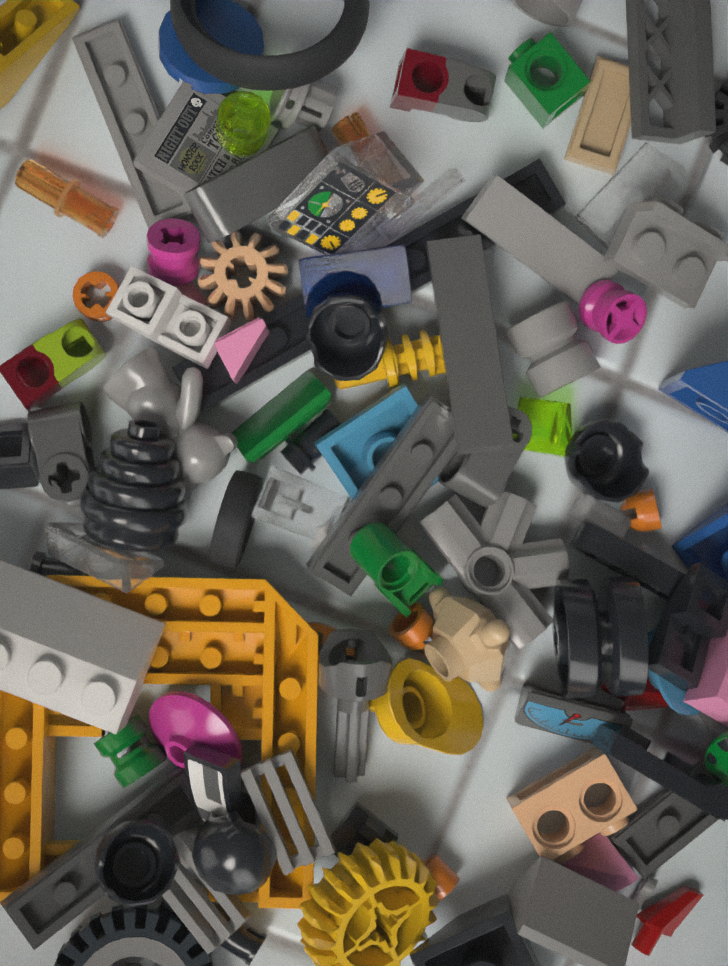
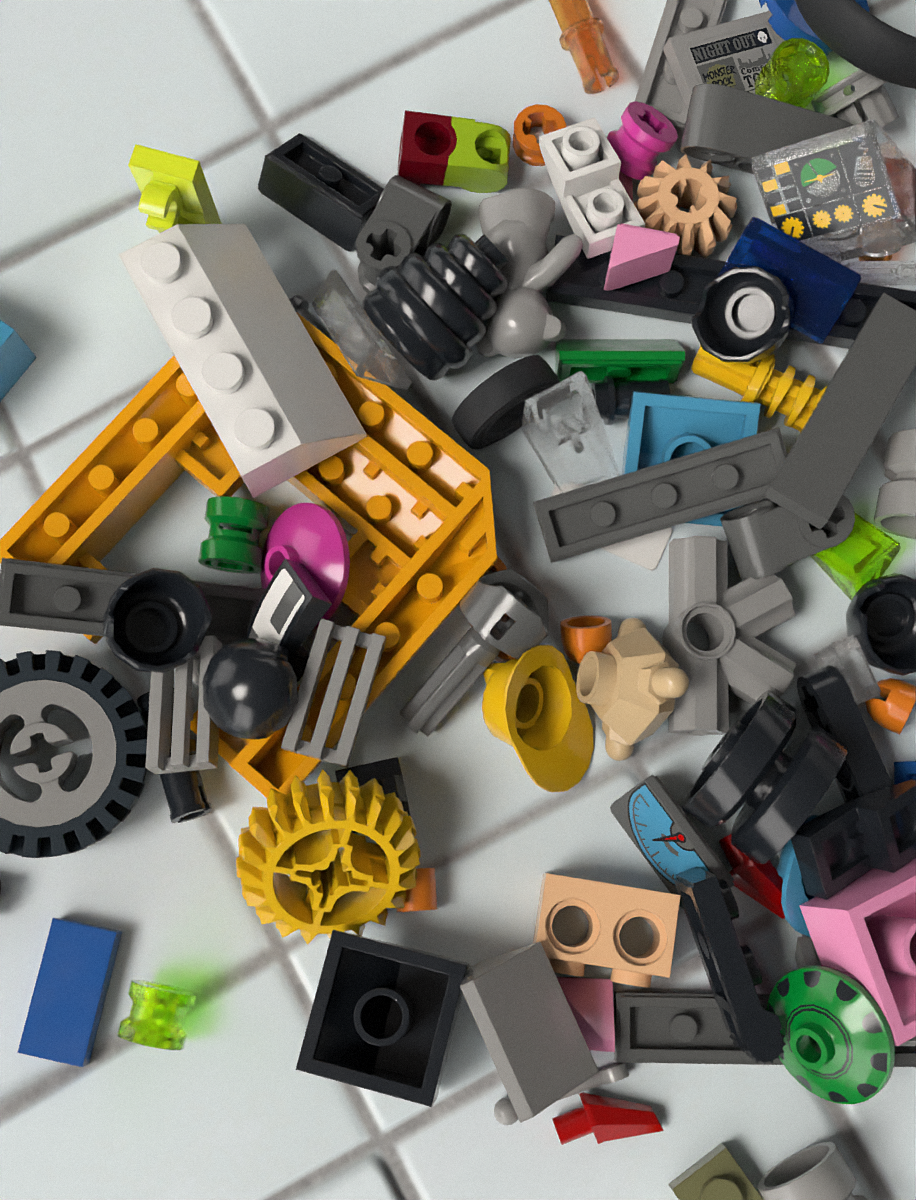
camera: 40 degrees right, 10 degrees down
(393, 566) = (617, 570): green piece -> none

